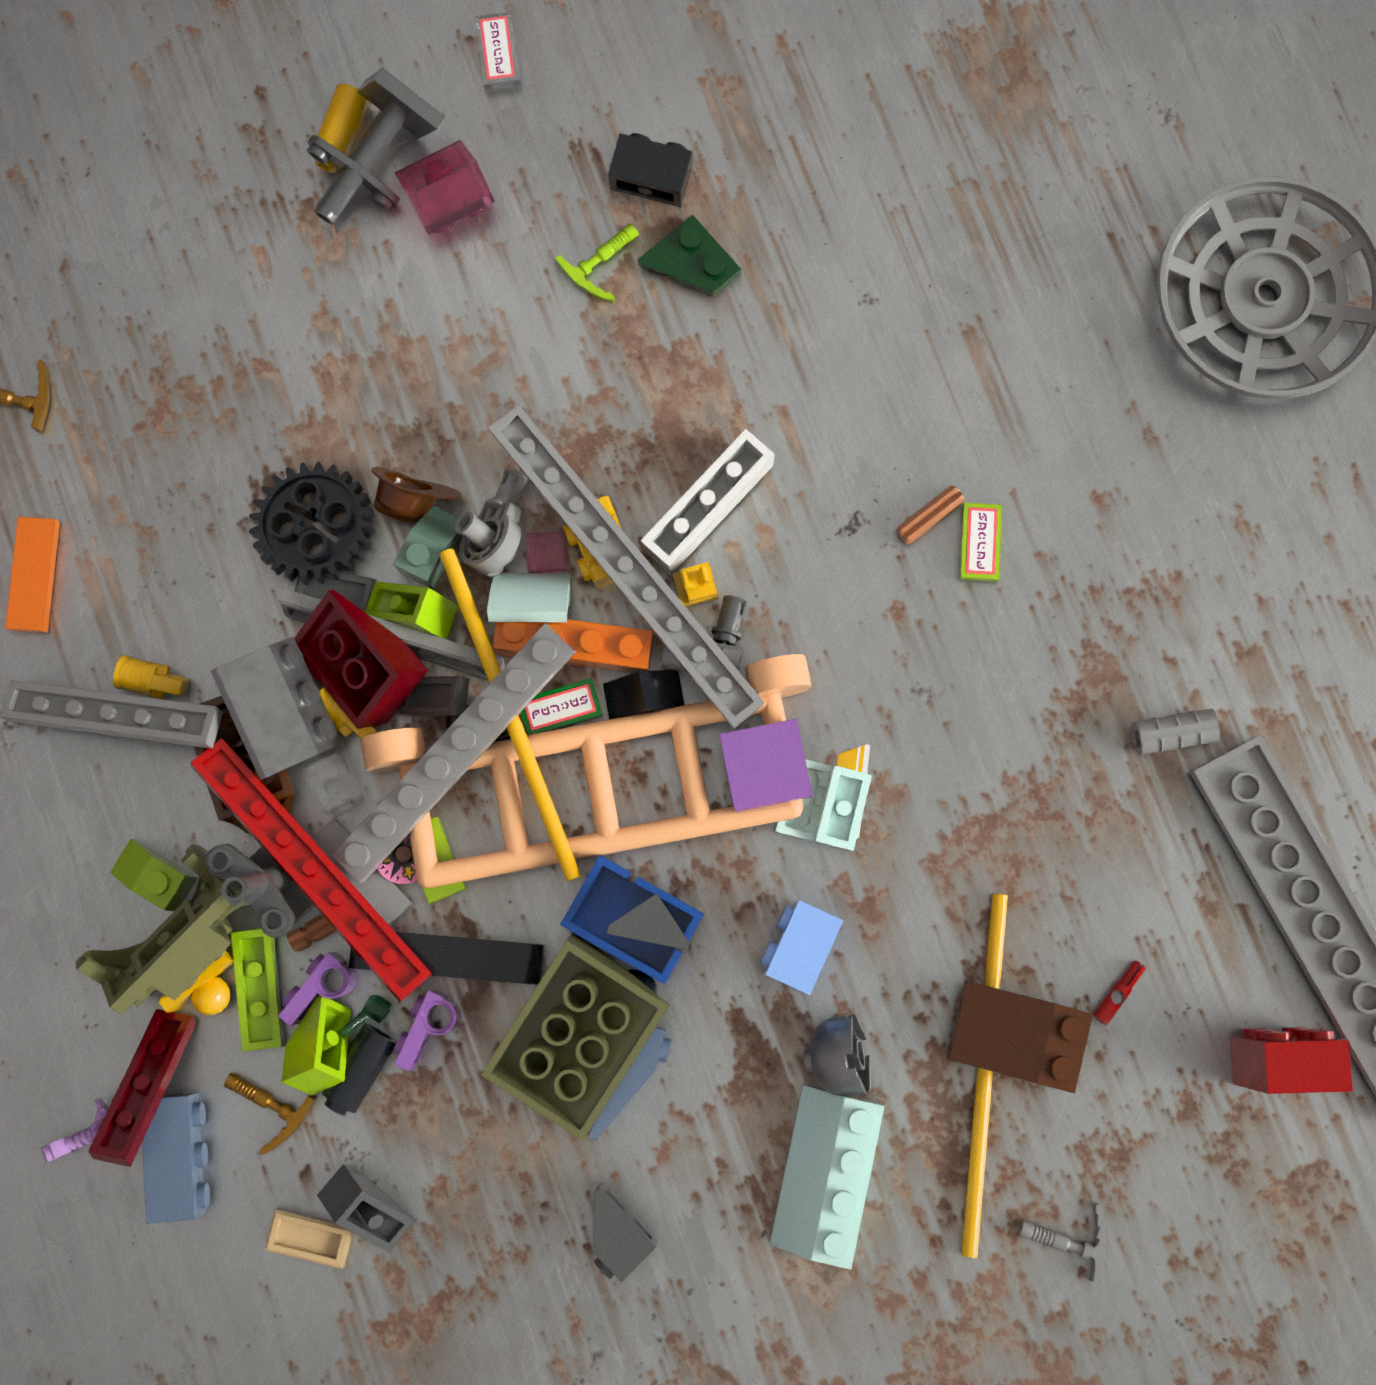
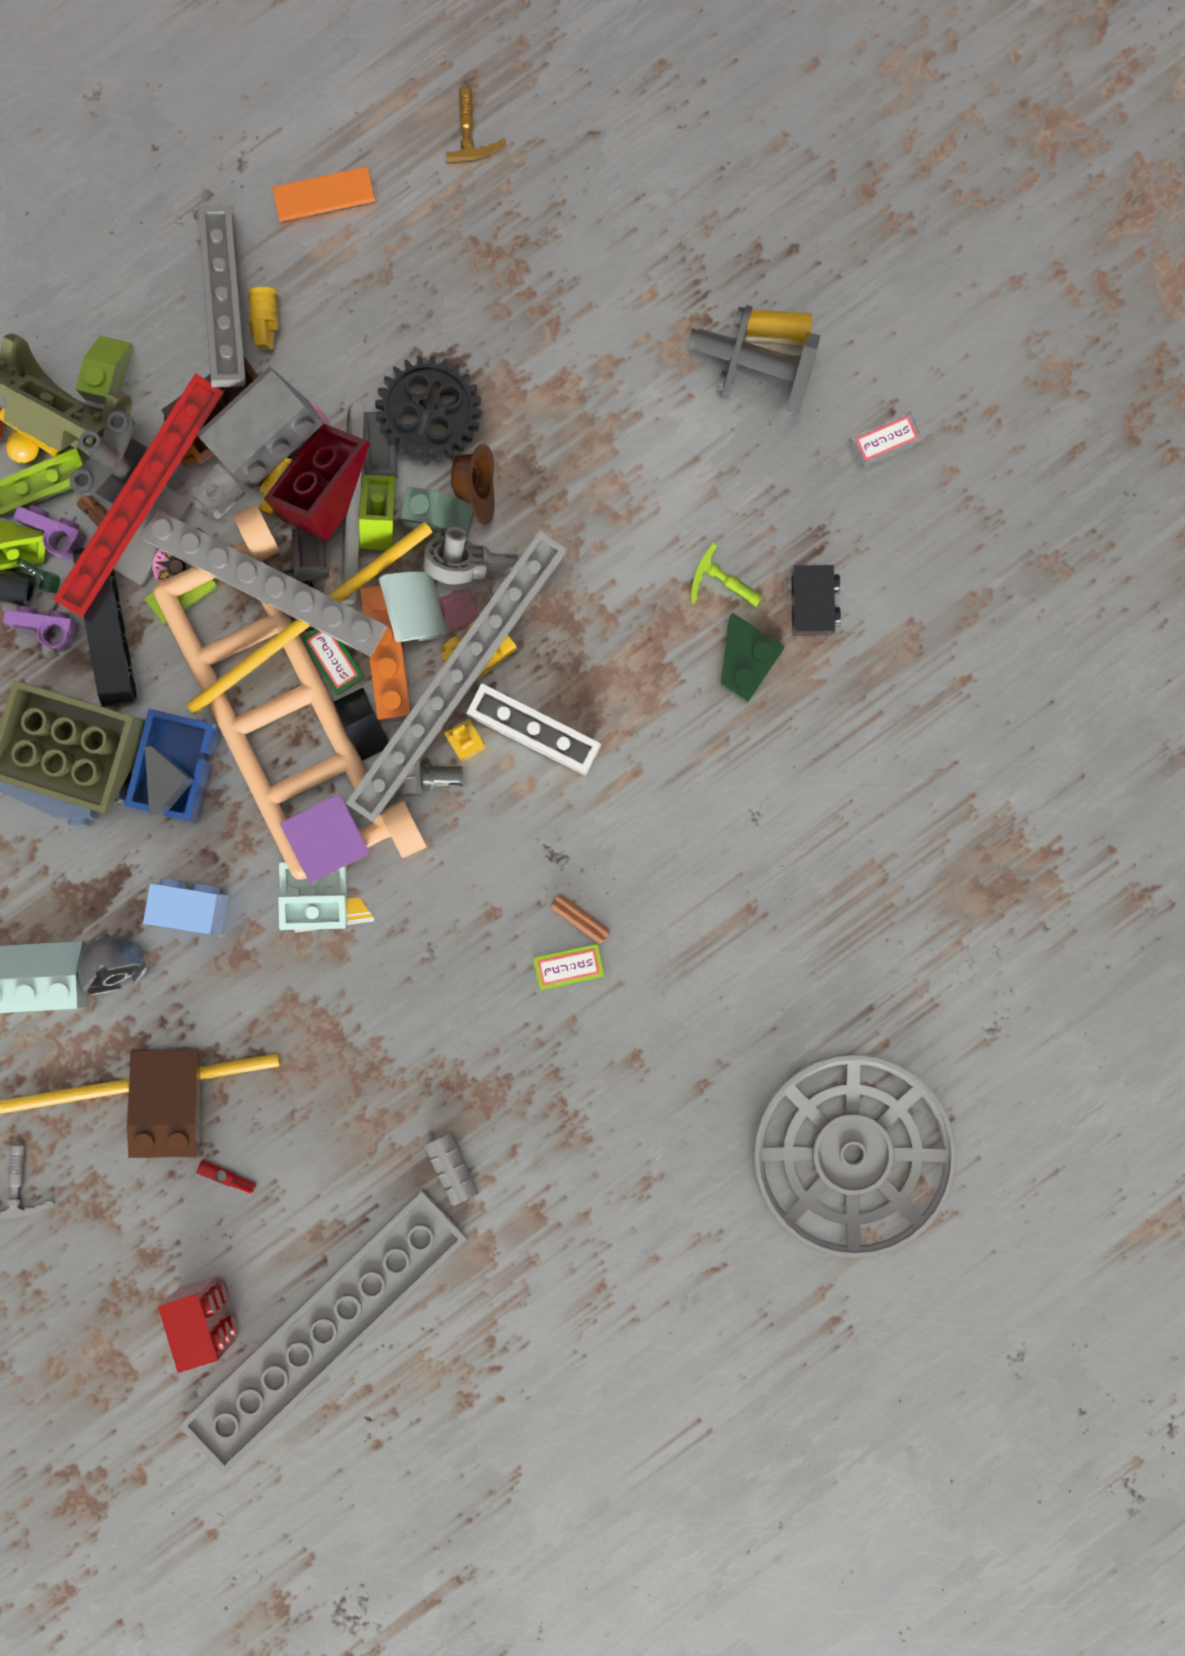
camera: 70 degrees right, 5 degrees up
(445, 187) = (748, 430): clear pink slope -> none

